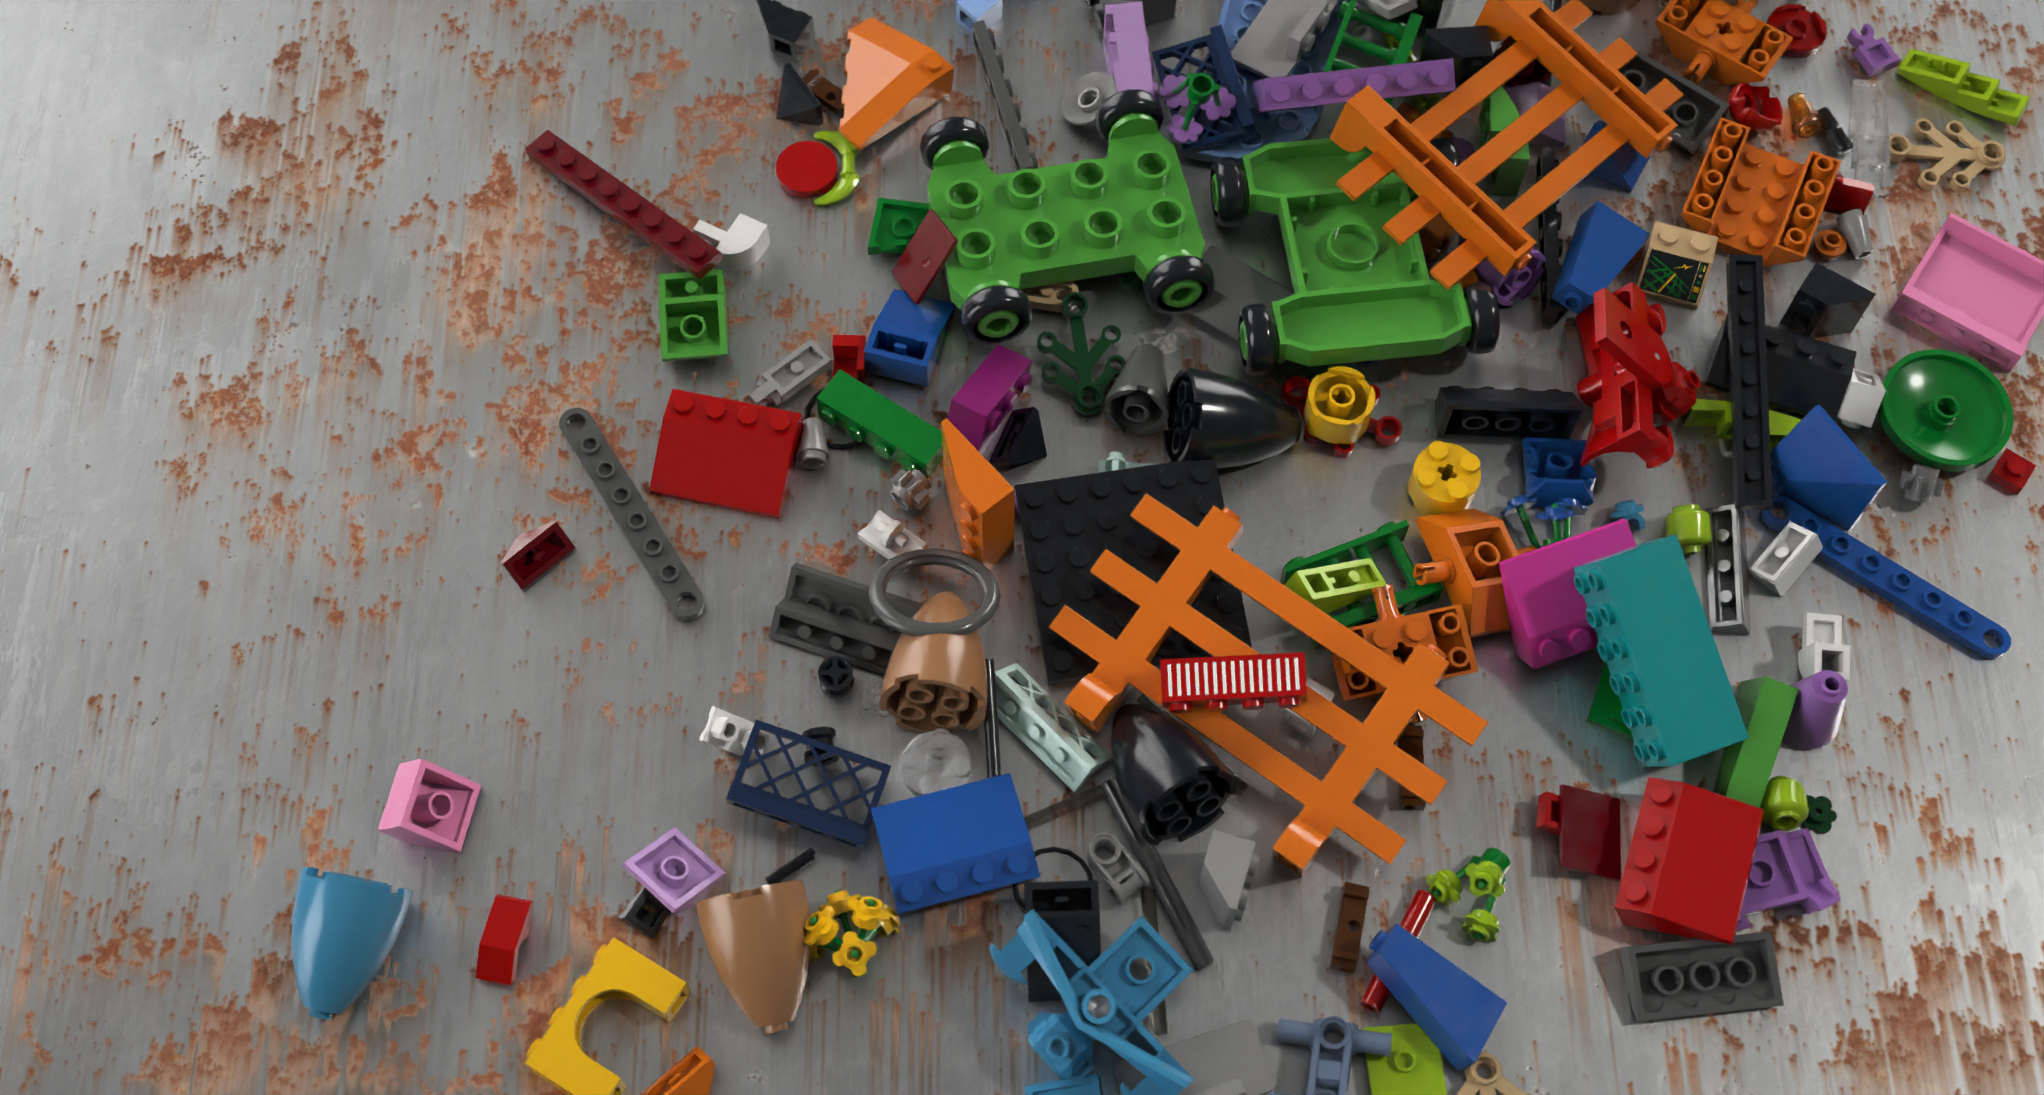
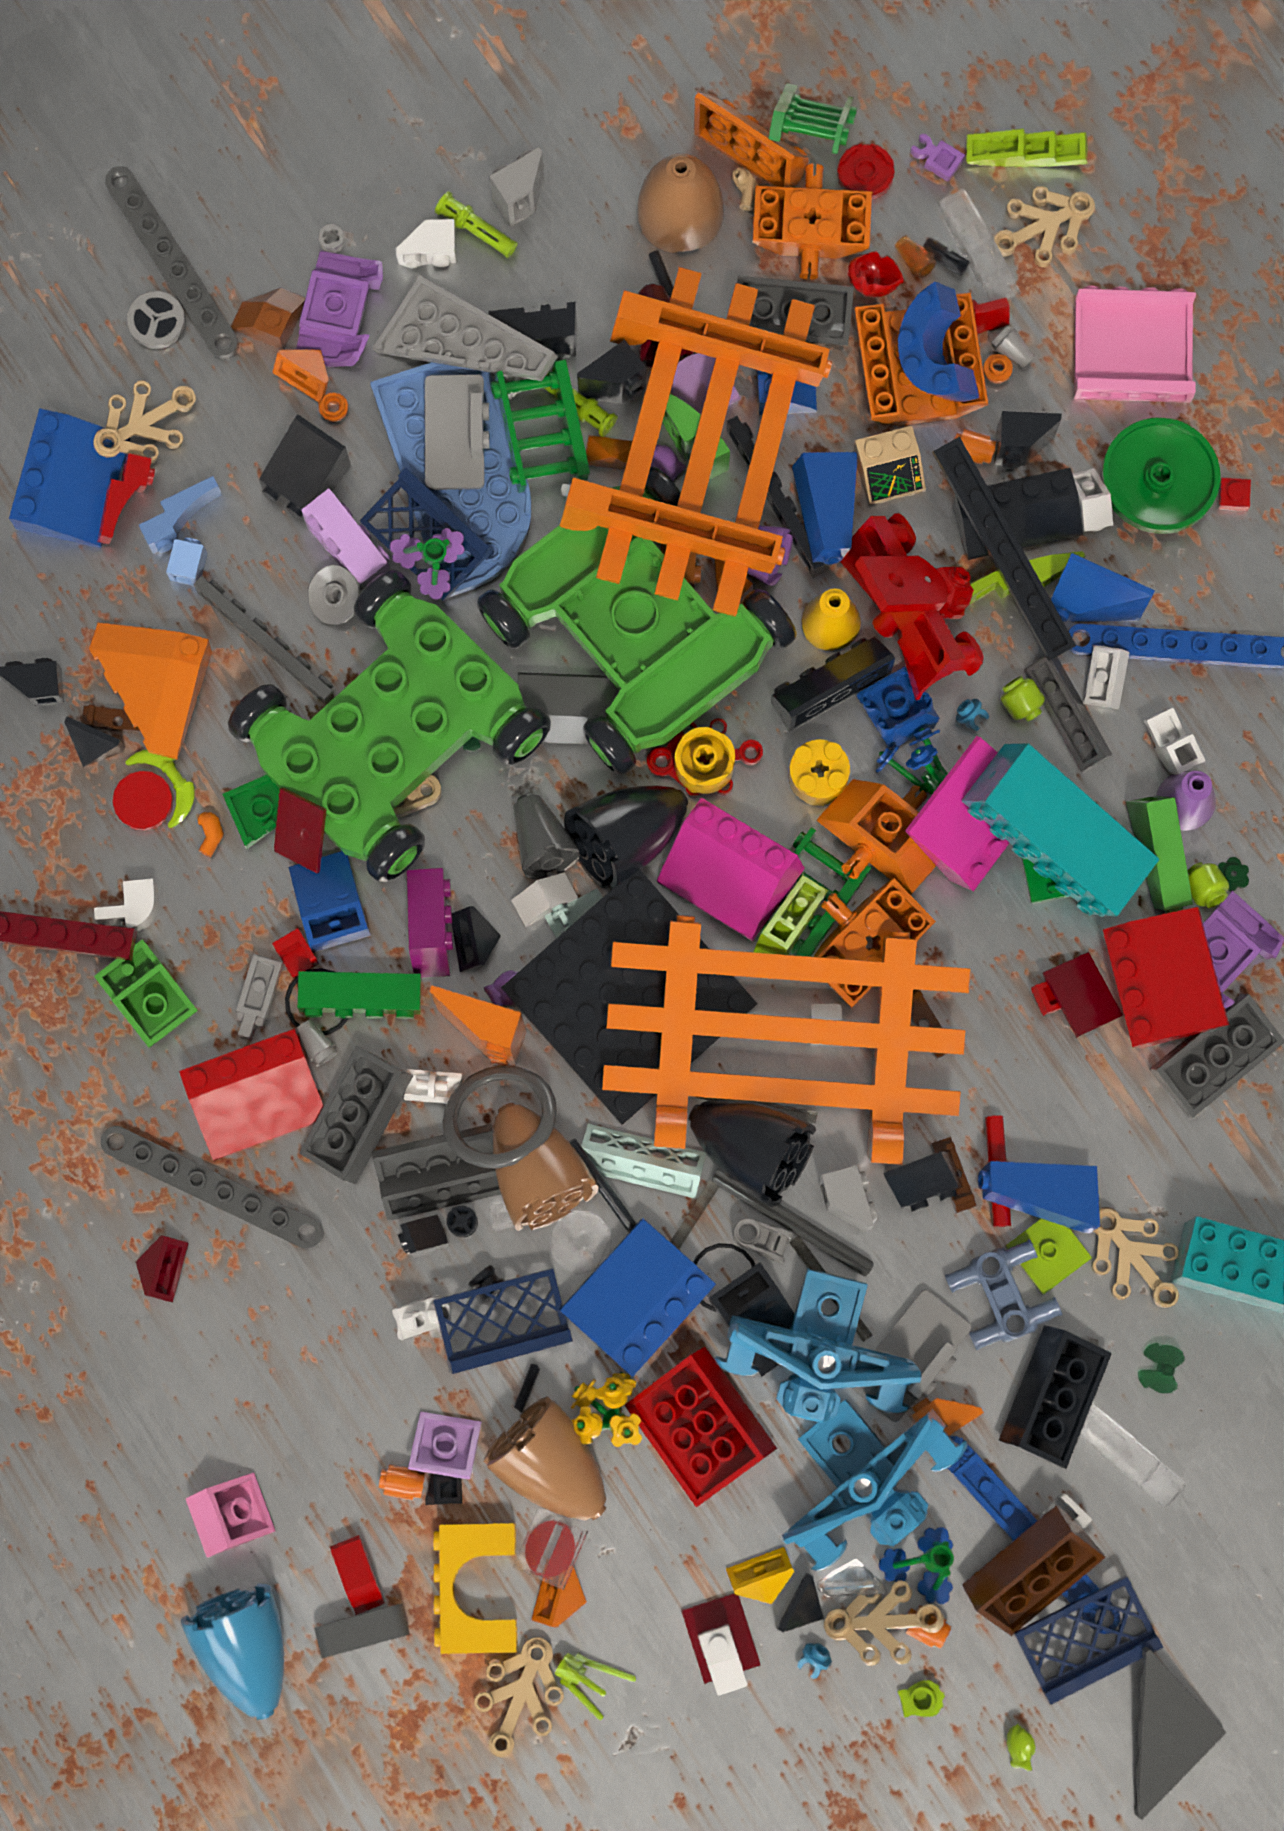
camera: 30 degrees left, 15 degrees up
(469, 995) = (361, 1631): none -> dark grey beam
(609, 879) = (401, 1482): none -> orange brick
(704, 1034) = (550, 1549): none -> clear piece
(789, 663) = (423, 1236): none -> black slope
(804, 524) = (355, 1115): none -> dark grey slope
(848, 226) = (213, 832): none -> orange arm
(910, 489) = (418, 1034): light grey gear -> none
(935, 1010) = (700, 1426): none -> red slope
(1081, 360) = (479, 839): dark green plant -> none
(1108, 436) = (542, 897): none -> white slope
(1233, 681) = (768, 1052): red brick -> none
(1303, 510) = (729, 869): none -> dark pink slope
(1316, 905) = (924, 1180): none -> black slope
(1339, 86) = (600, 431): medium lavender arch -> none
(1486, 877) = (1032, 1086): lime plant -> none
(1540, 356) = (831, 620): none -> yellow cone
(1772, 172) = (922, 347): none -> blue brick
(1775, 295) = (978, 445): none -> orange brick
(1921, 483) = (1174, 551): light grey gear -> none

